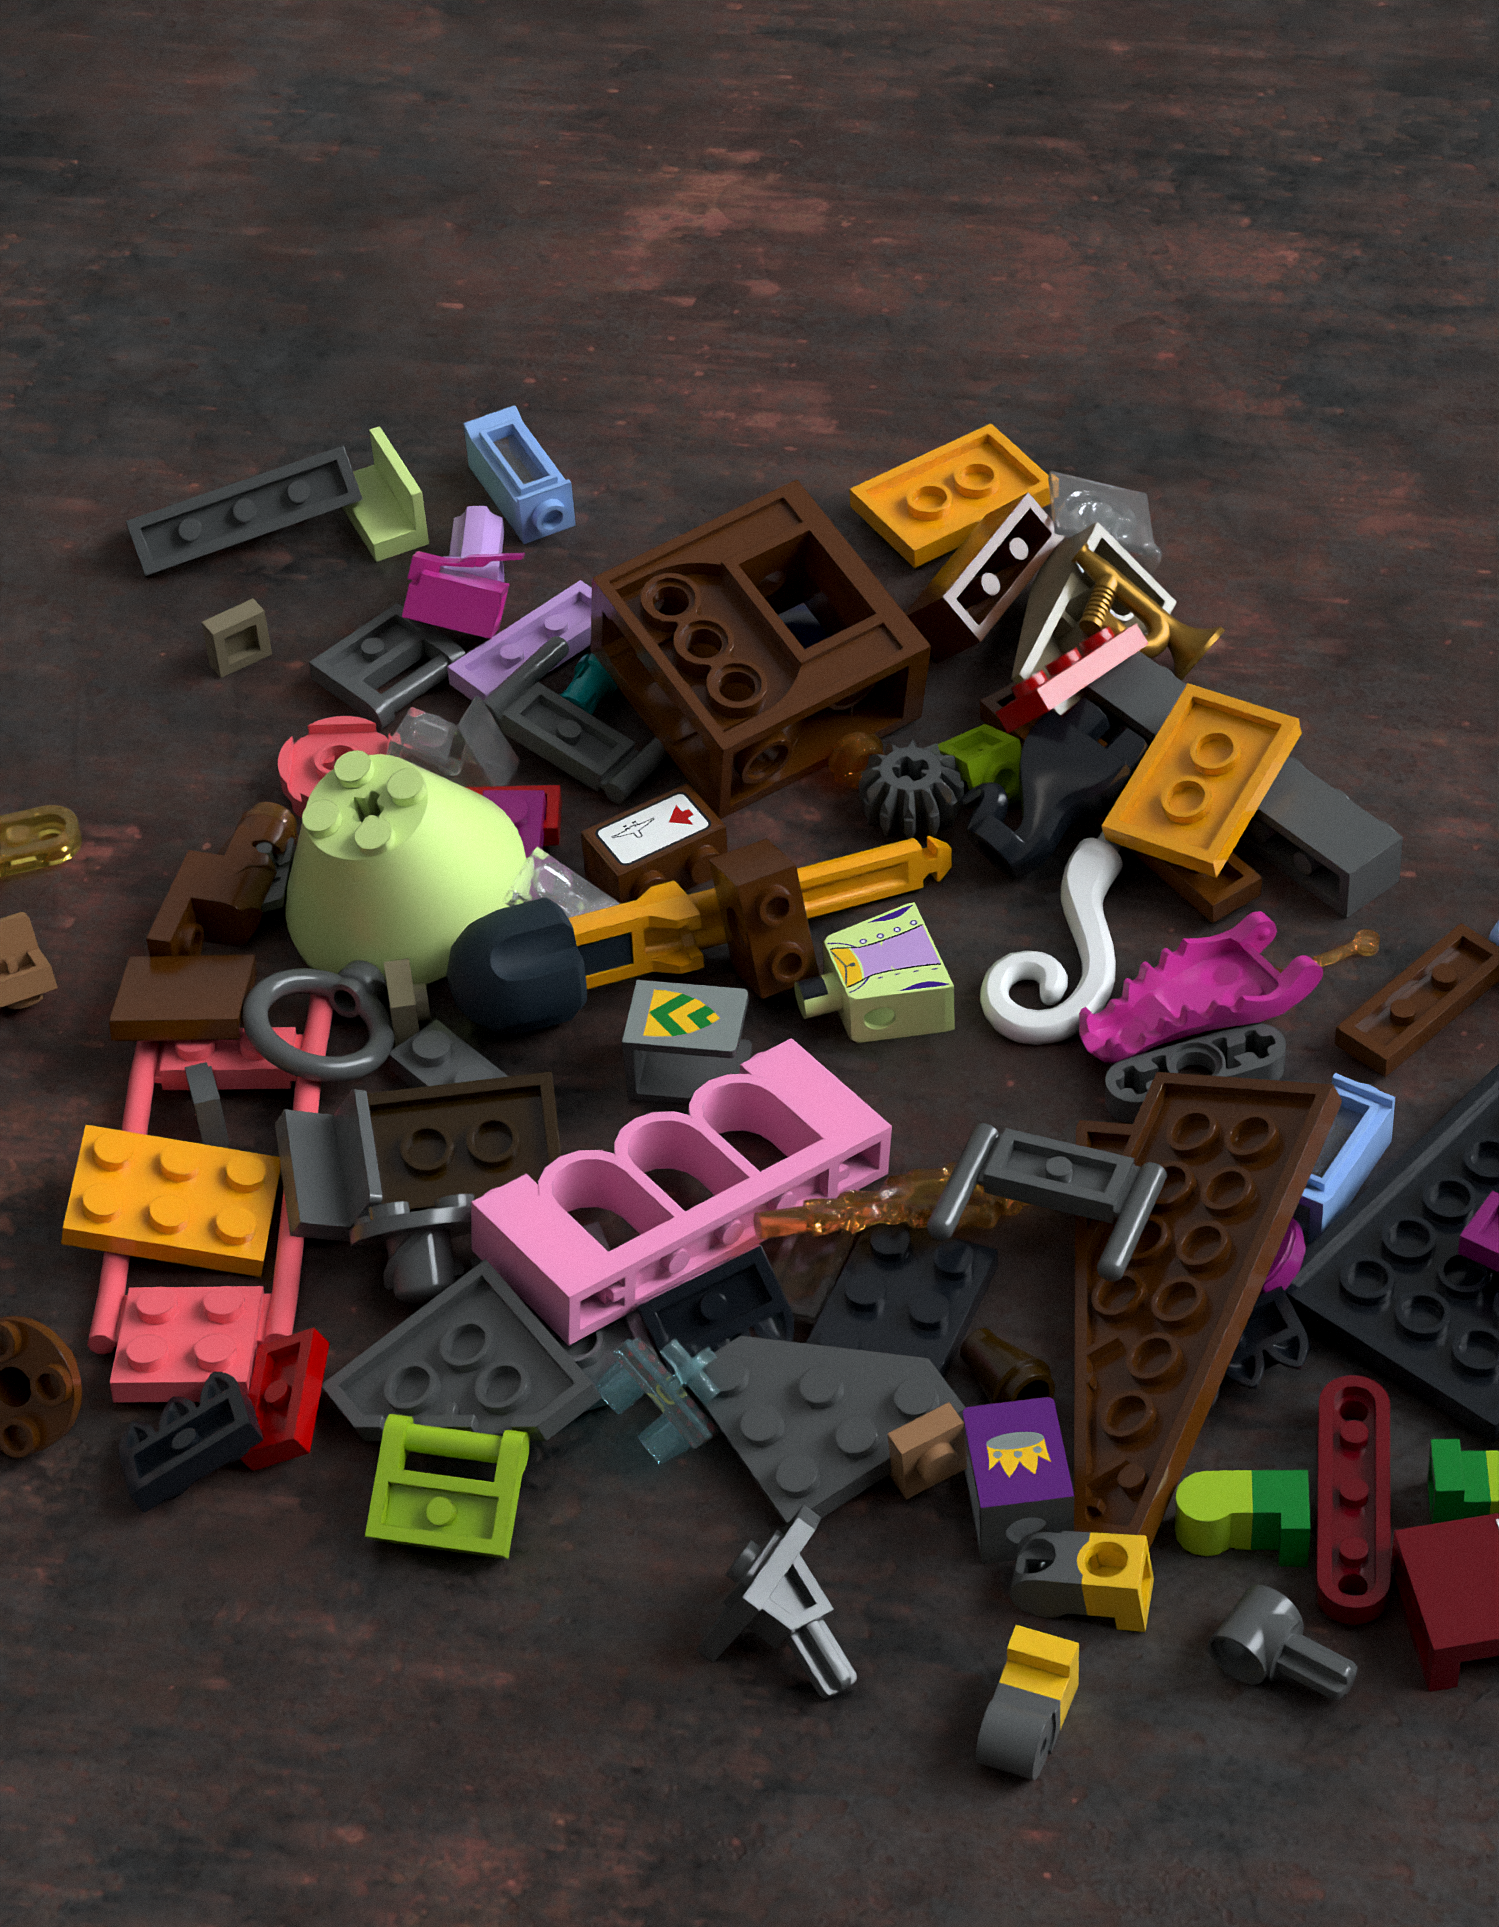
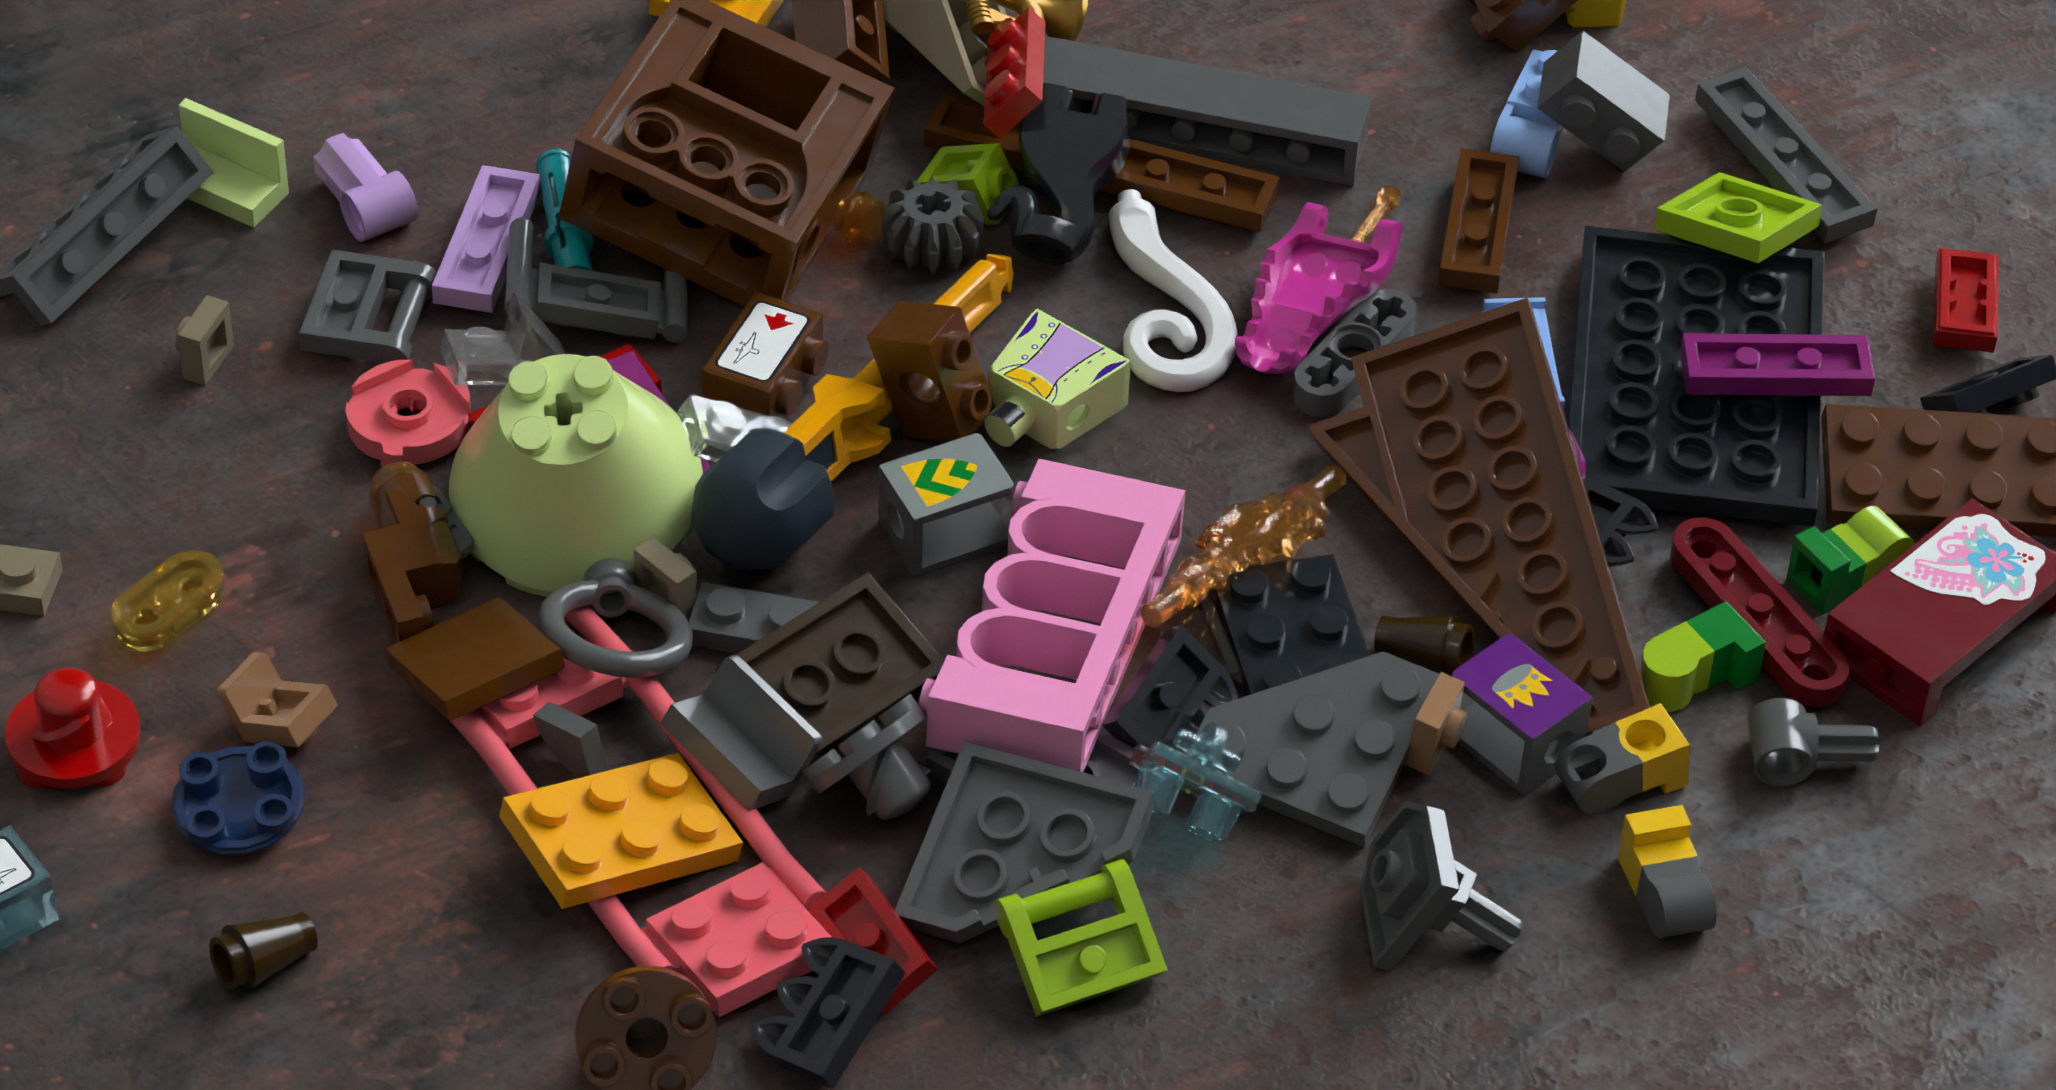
camera: 40 degrees left, 0 degrees up
(455, 597) = (396, 221): dark pink piece -> none
(519, 475) = (332, 97): light blue window -> none
(1056, 1178) = (1356, 470): dark grey plate -> none
(1201, 780) = (1187, 113): light orange plate -> none

